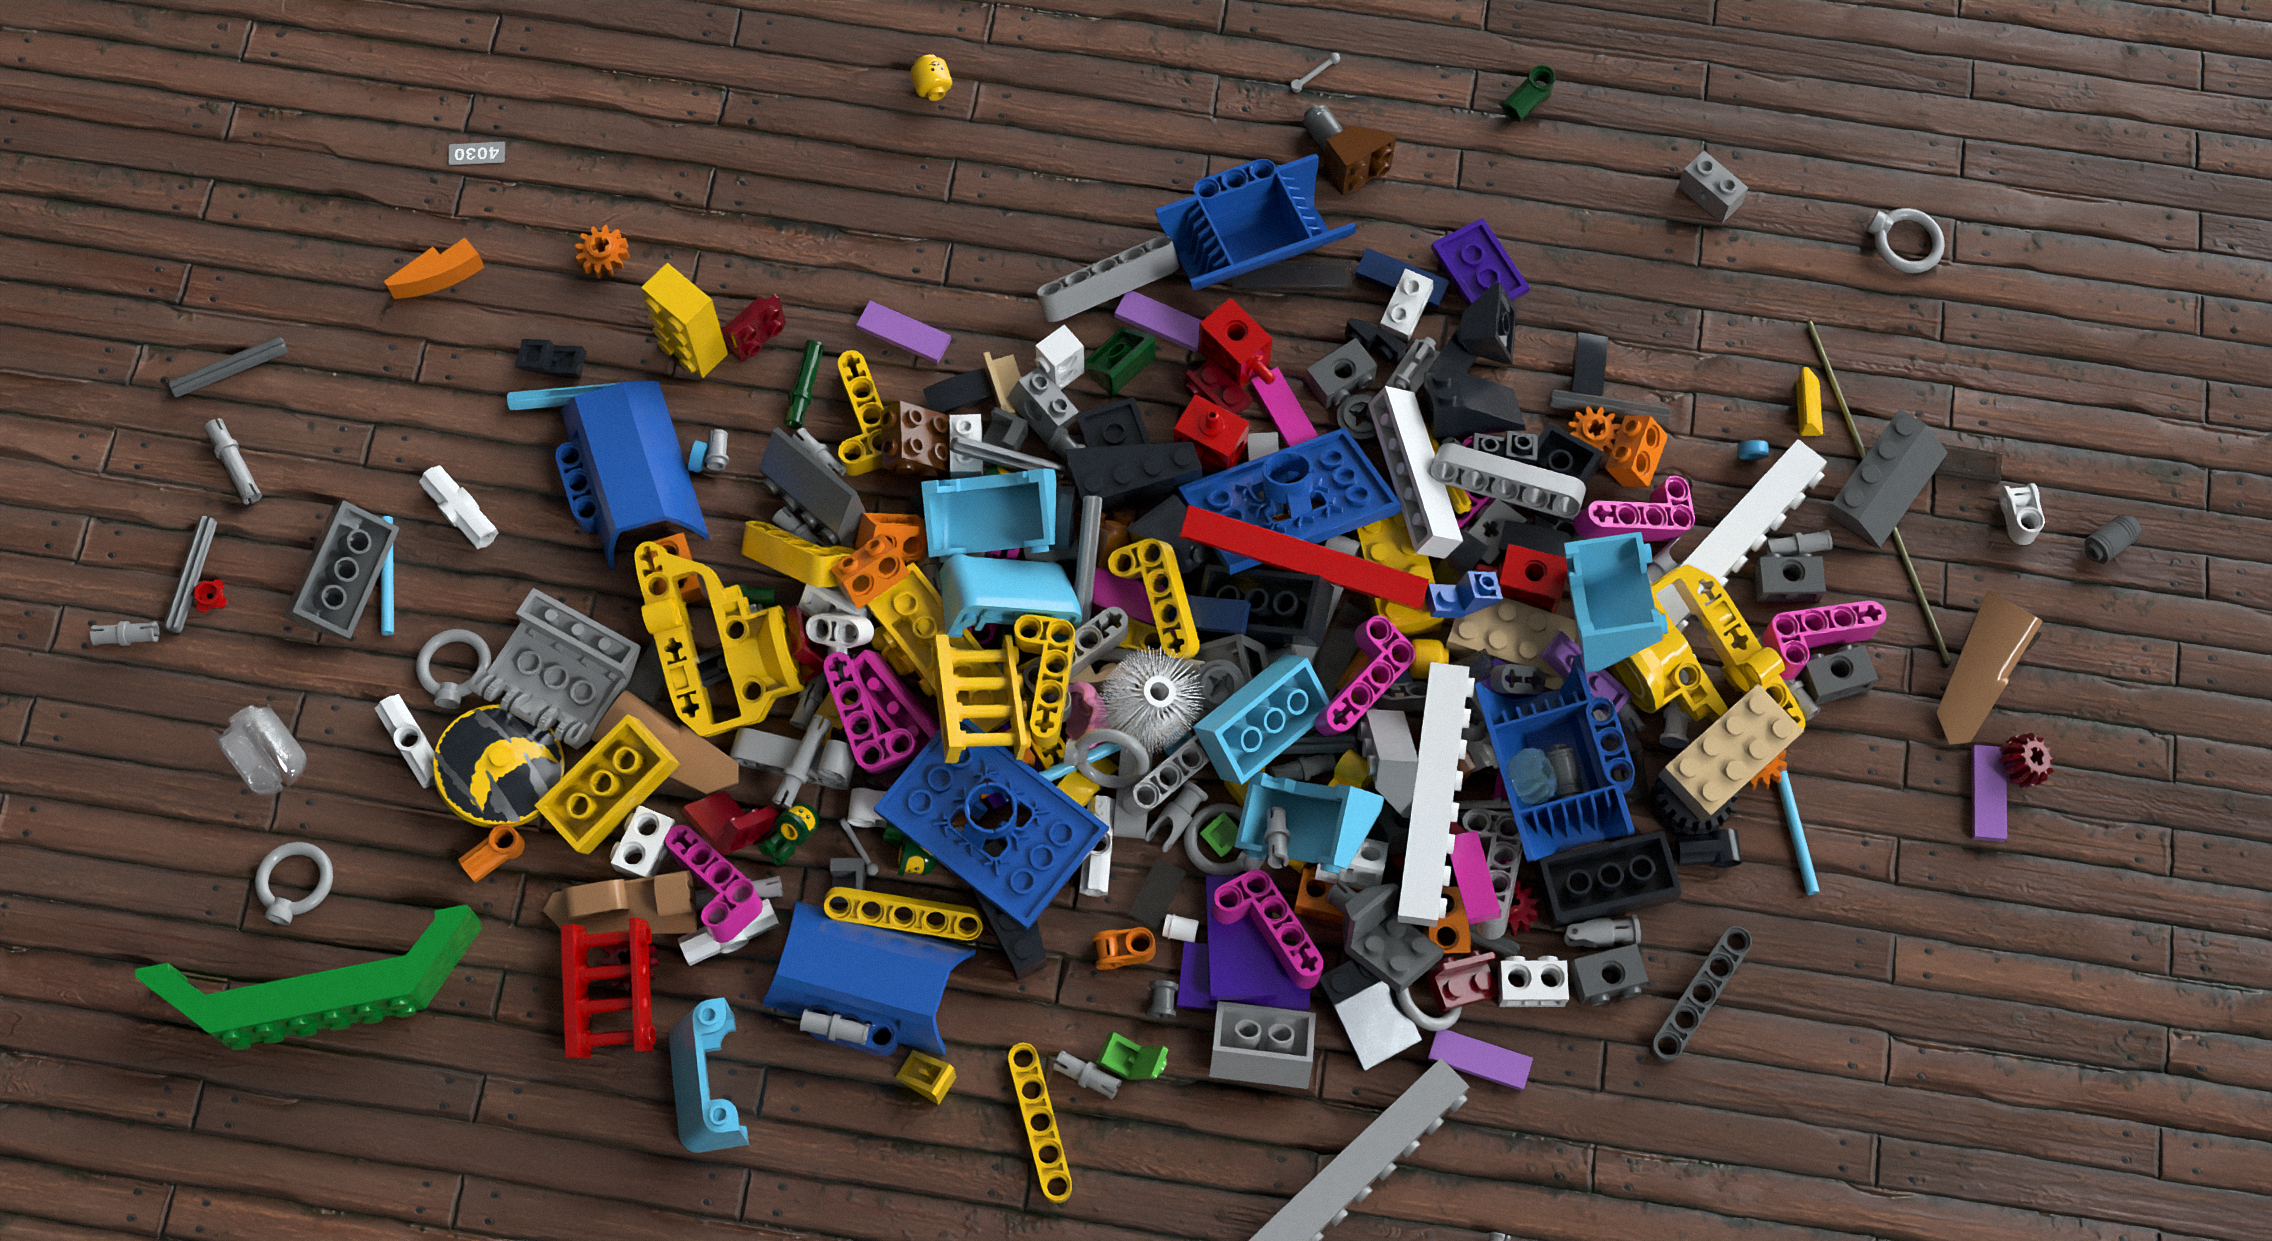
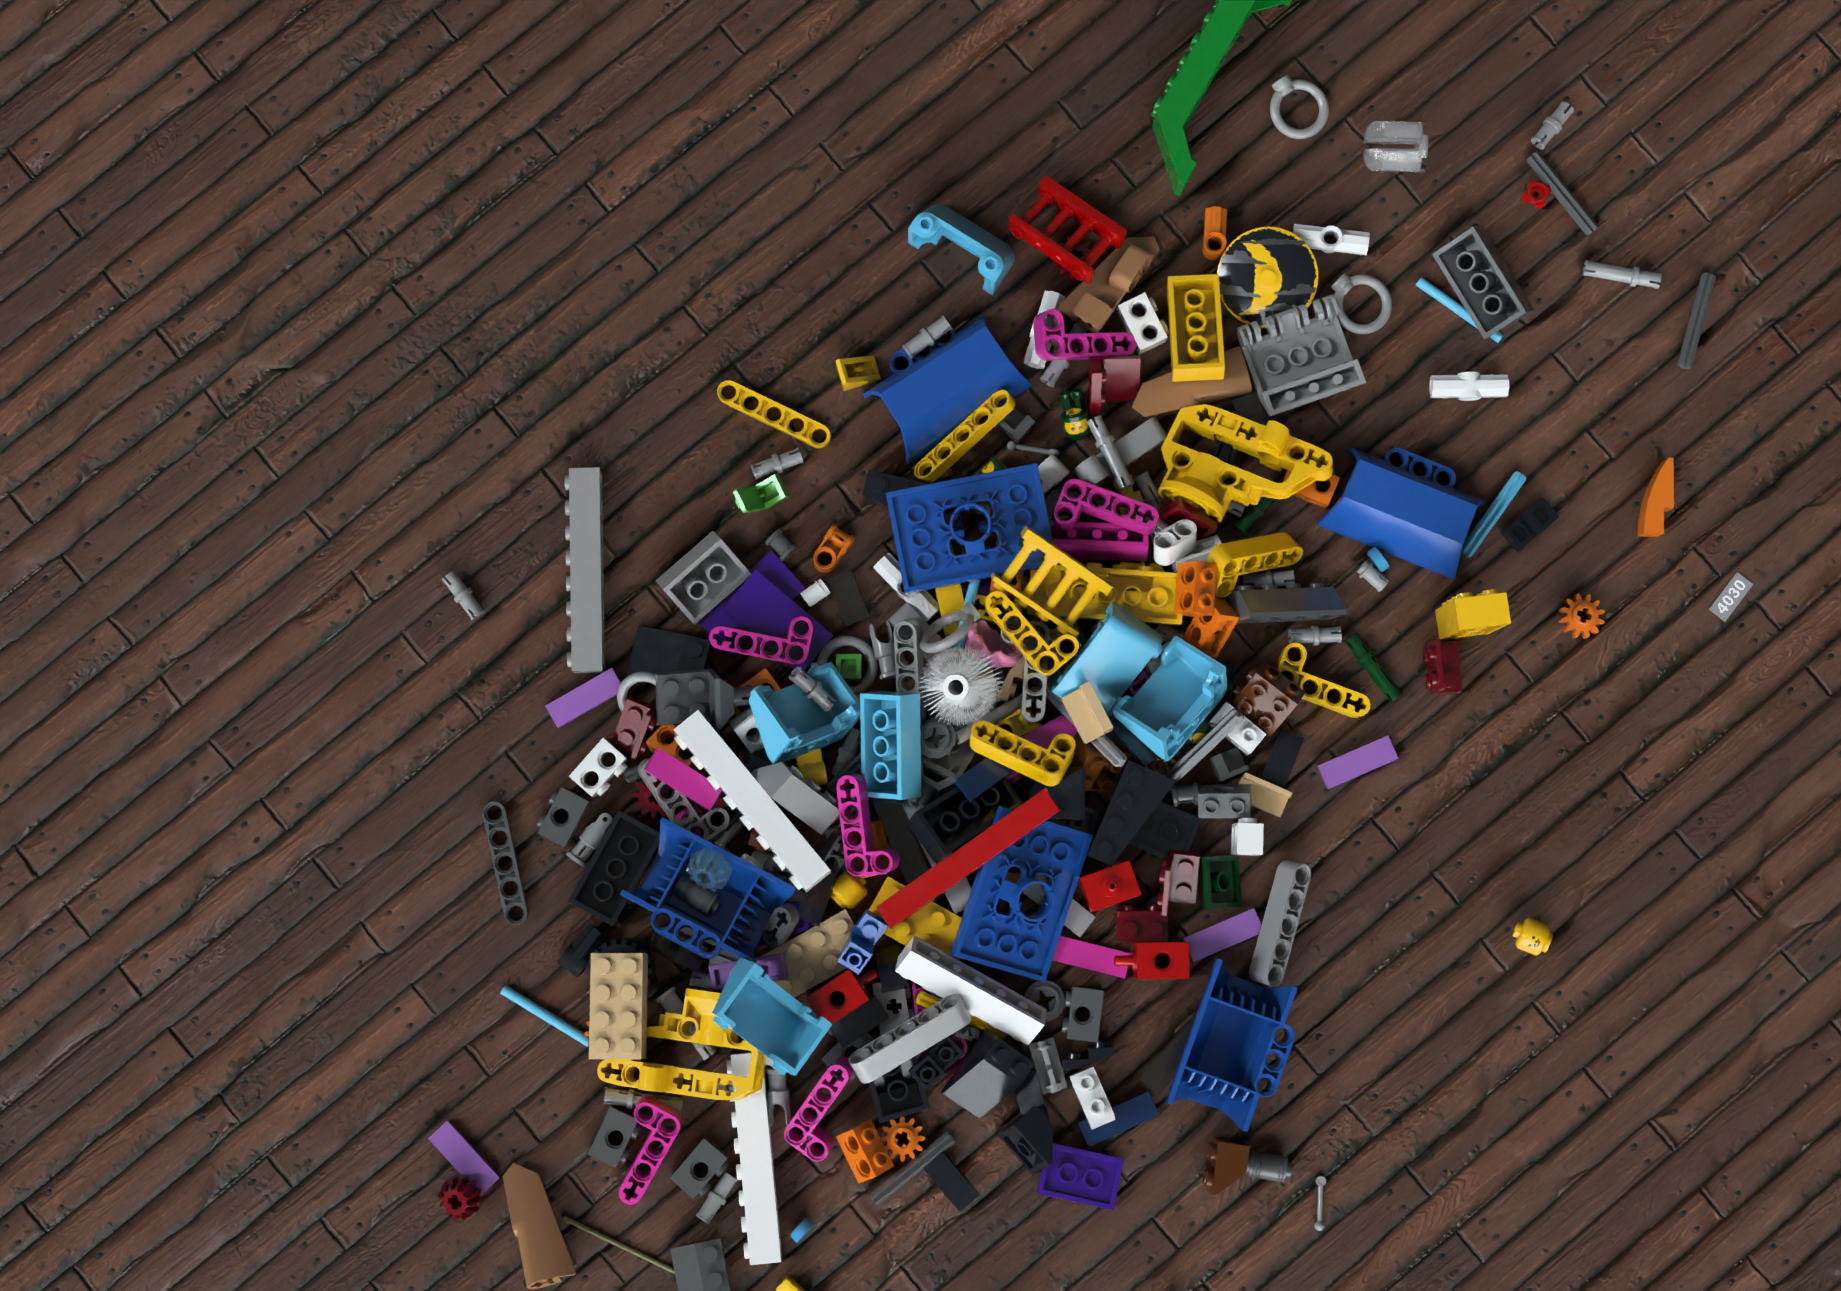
camera: 130 degrees right, 15 degrees up
(1074, 563) = (1087, 713): none -> tan panel
(1149, 386) = (1178, 879): none -> bracket

